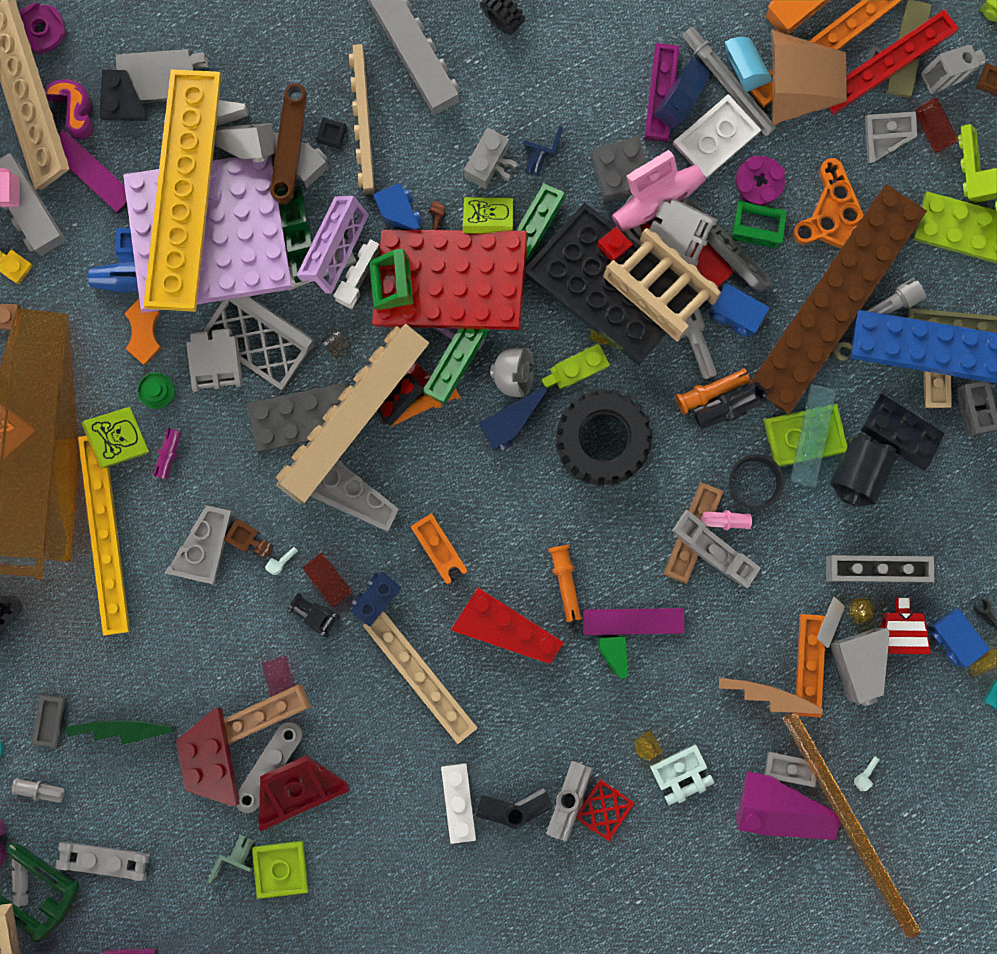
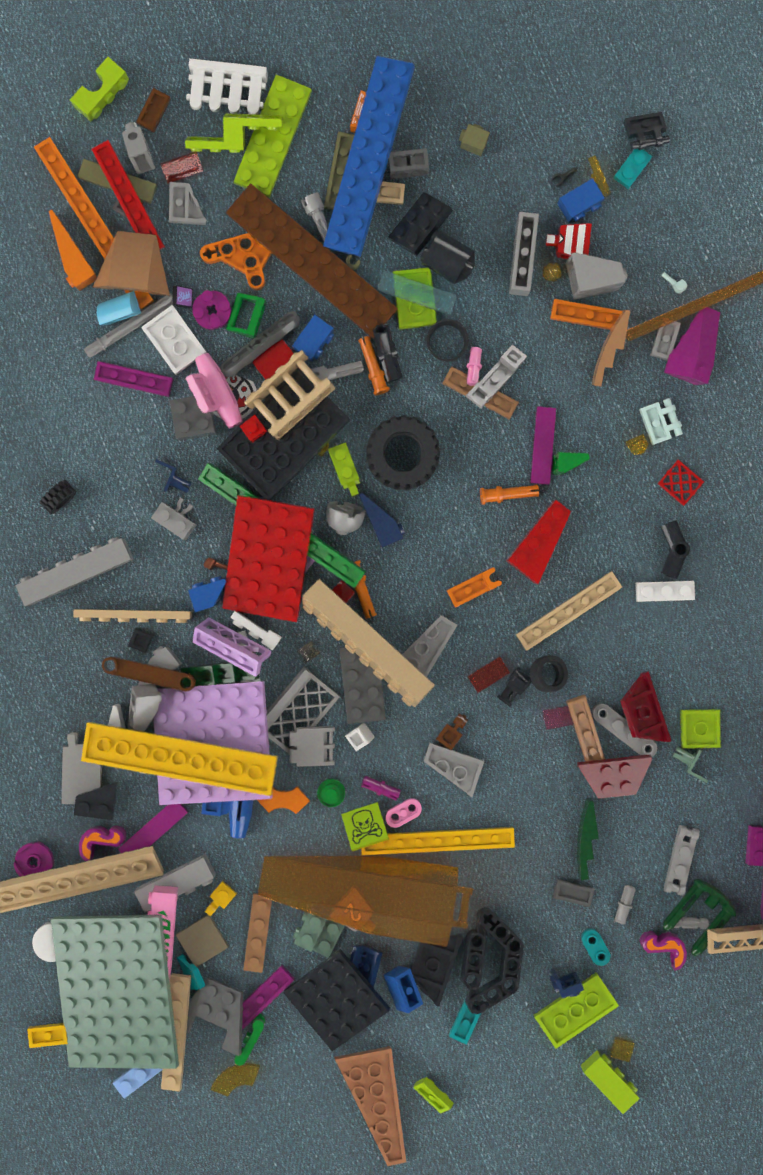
camera: 85 degrees left, 5 degrees up
(137, 487) = (404, 813): none -> bright pink plate
(232, 421) = (360, 736): none -> white slope
(275, 567) = (474, 713): light aqua hand -> none
(342, 673) = (560, 669): none -> black tyre
(376, 598) = (512, 642): dark blue bracket -> none
(400, 399) = (358, 604): black tile -> none
(403, 280) = (265, 594): green tile -> none
(487, 215) = (219, 524): lime tile -> none
(563, 817) = (683, 513): light grey piece -> none
(682, 94) = (137, 362): dark blue slope -> none
(683, 228) = (246, 374): light grey plate -> none
(772, 141) = (182, 297): none -> tile
(830, 622) = (559, 296): white sticker -> none

